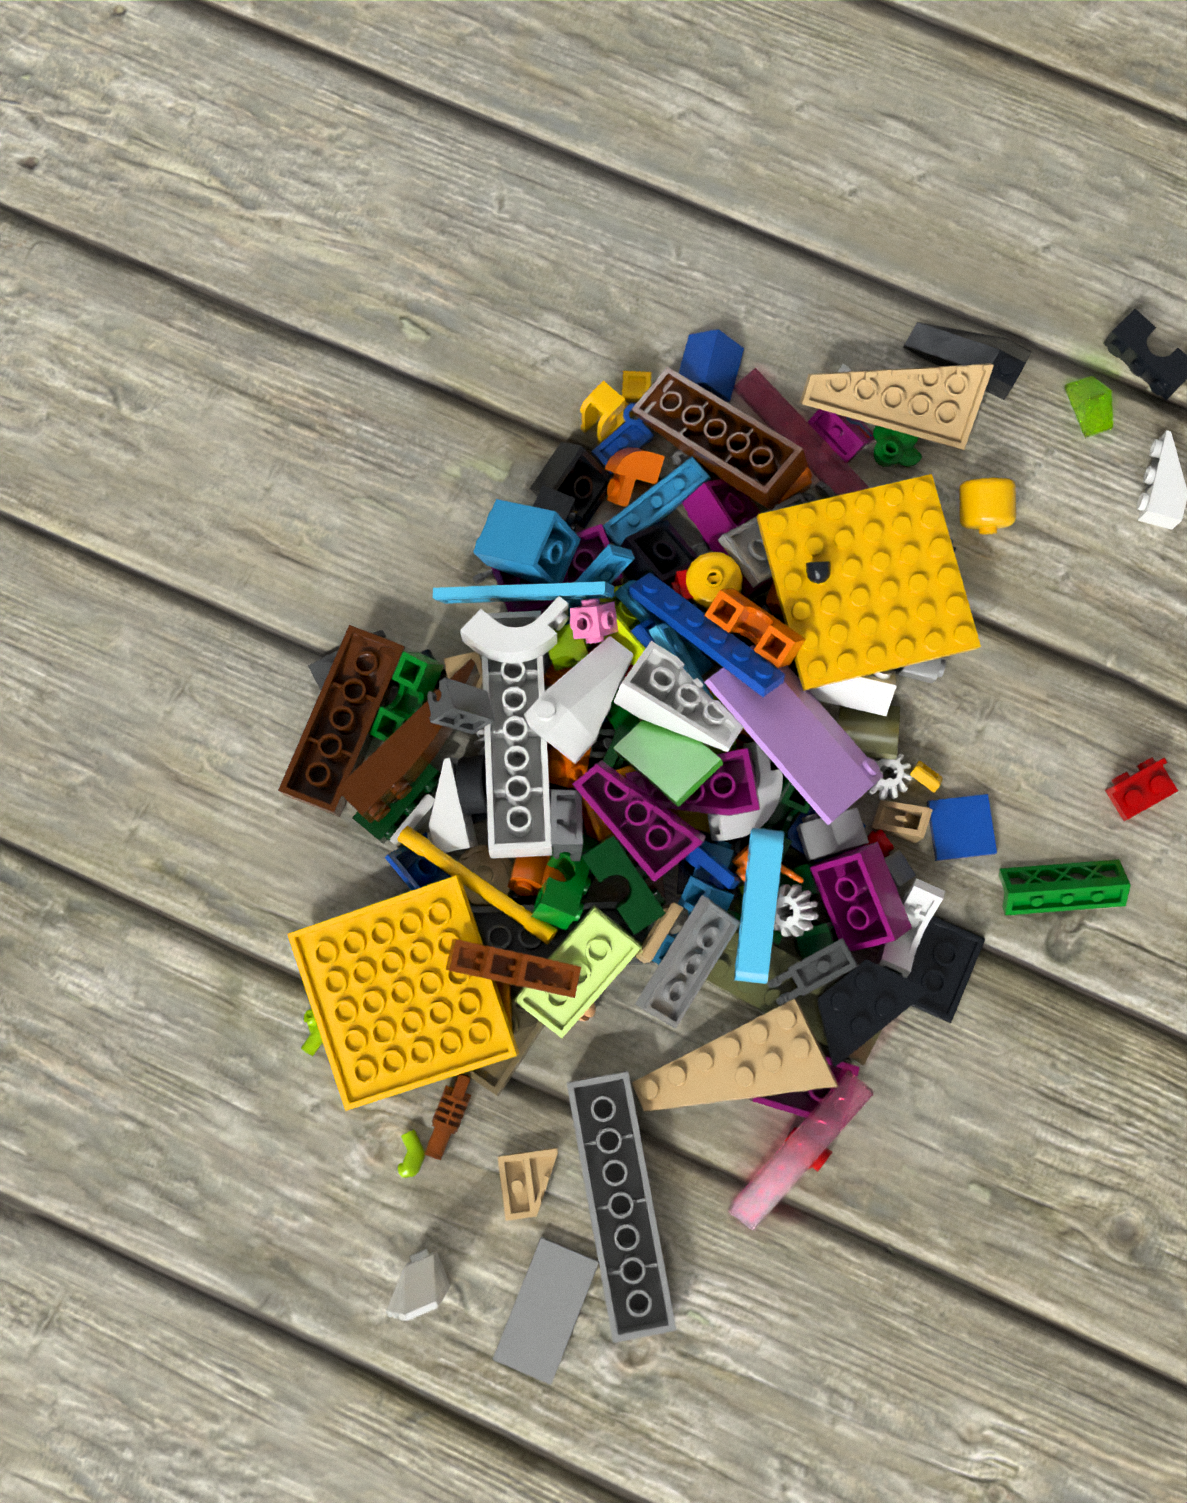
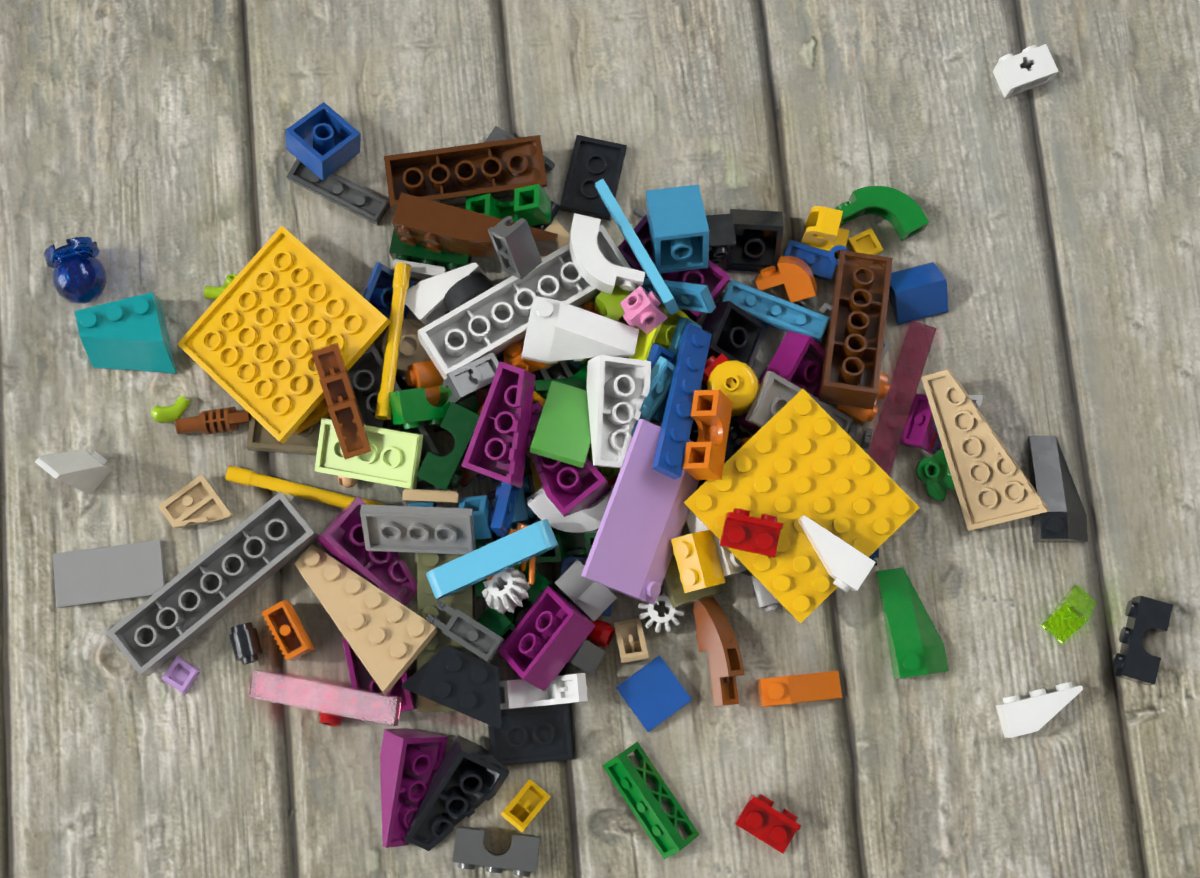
camera: 60 degrees right, 0 degrees up
(209, 1174) = (76, 271): none -> clear blue tile
(222, 844) = (323, 141): none -> blue brick
(279, 859) = (341, 192): none -> dark grey tile
(306, 1158) = (127, 335): none -> teal wedge
(407, 597) = (590, 163): none -> black tile
(529, 1108) = (250, 478): none -> yellow piece
(554, 145) = (1025, 70): none -> white brick
(615, 337) = (888, 203): none -> green arch
(649, 1042) = (383, 569): none -> magenta wedge
(691, 1289) = (181, 674): none -> lavender tile
(697, 1204) = (245, 643): none -> black brick
(710, 1153) = (288, 630): none -> orange brick
(818, 571) = (780, 458): black hinge -> none
(866, 709) = (697, 561): none -> yellow brick
(874, 642) = (751, 533): none -> red bracket
(913, 1111) = (406, 771): none -> magenta wedge
(926, 776) = (677, 642): yellow tile -> none
(941, 574) = (840, 559): none -> white slope
(943, 736) = (724, 655): none -> dark orange slope
(953, 1063) = (460, 785): none -> black wedge
(987, 504) = (930, 572): yellow head -> none
(1007, 1011) = (525, 805): none -> yellow slope
(1030, 690) = (799, 688): none -> orange slope
(1032, 557) = (910, 632): none -> green wedge
(1053, 1042) = (472, 850): none -> dark grey arch

